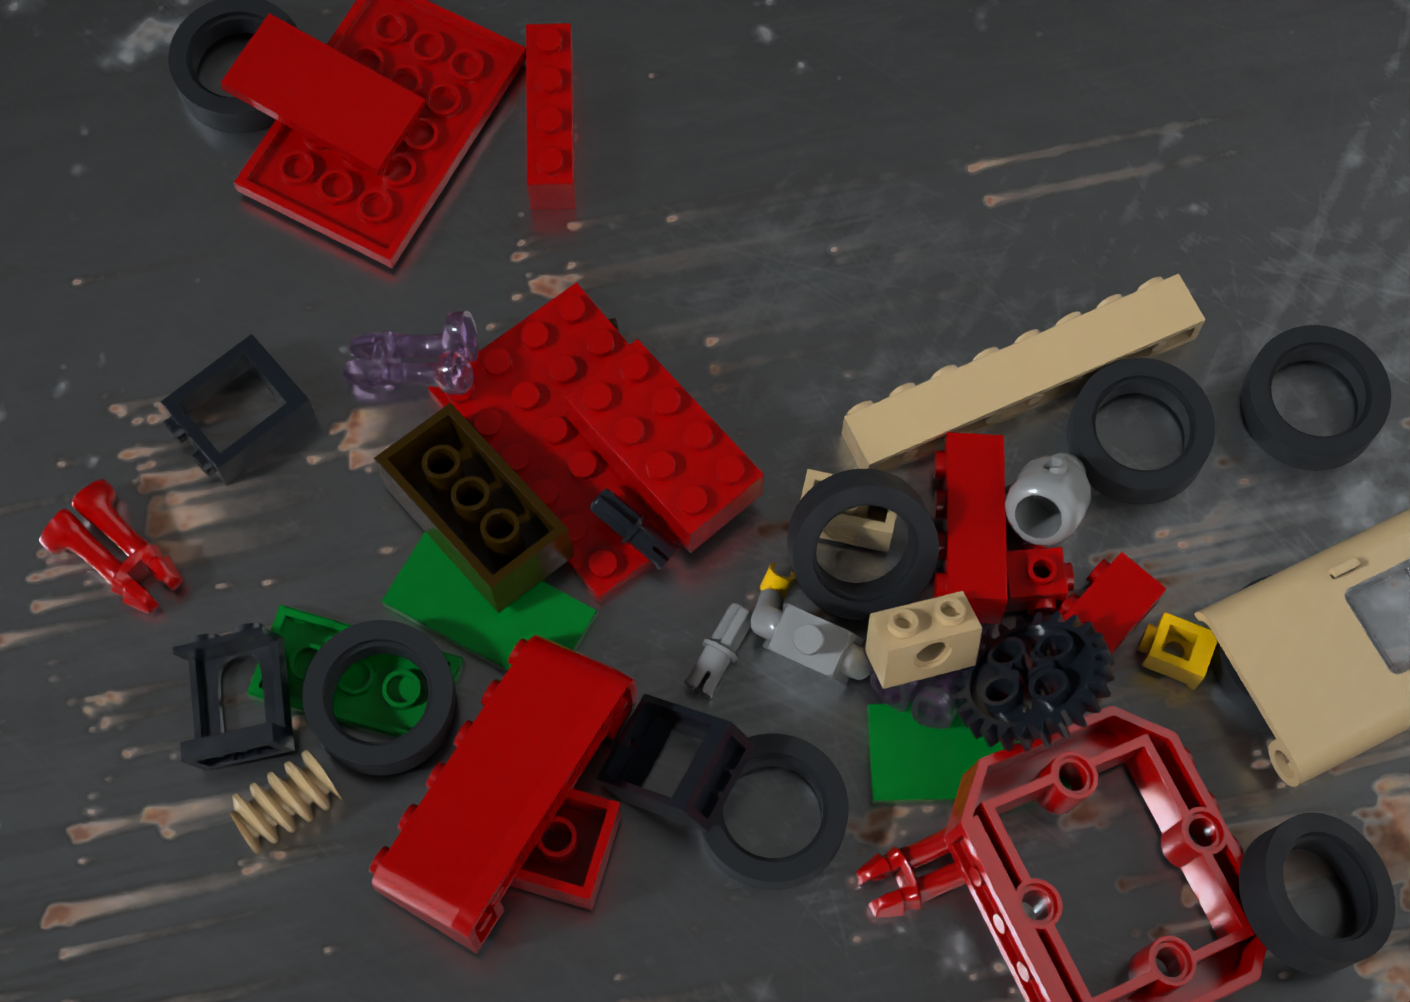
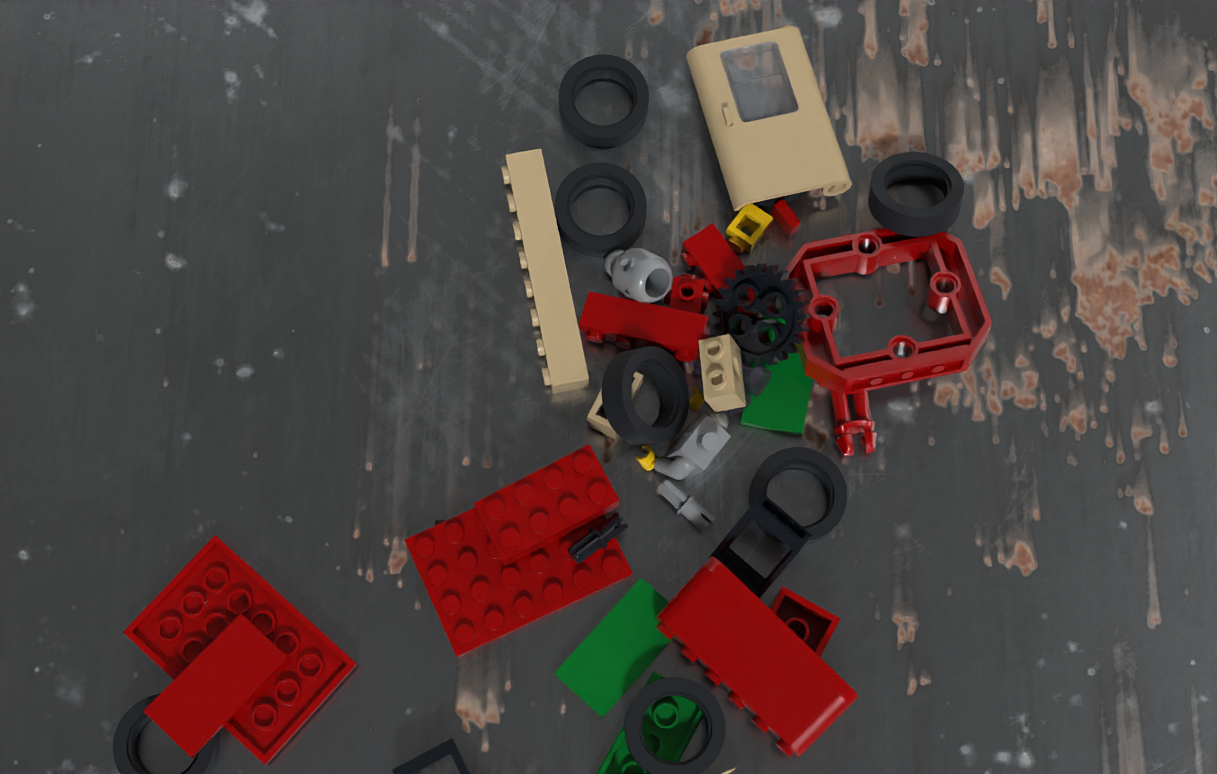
camera: 80 degrees left, 5 degrees up
(382, 353) = (439, 683): clear purple piece -> none
(475, 507) = (556, 640): dark brown brick -> none
(550, 116) = (274, 529): red brick -> none
(1212, 704) = (785, 219): none -> red tile

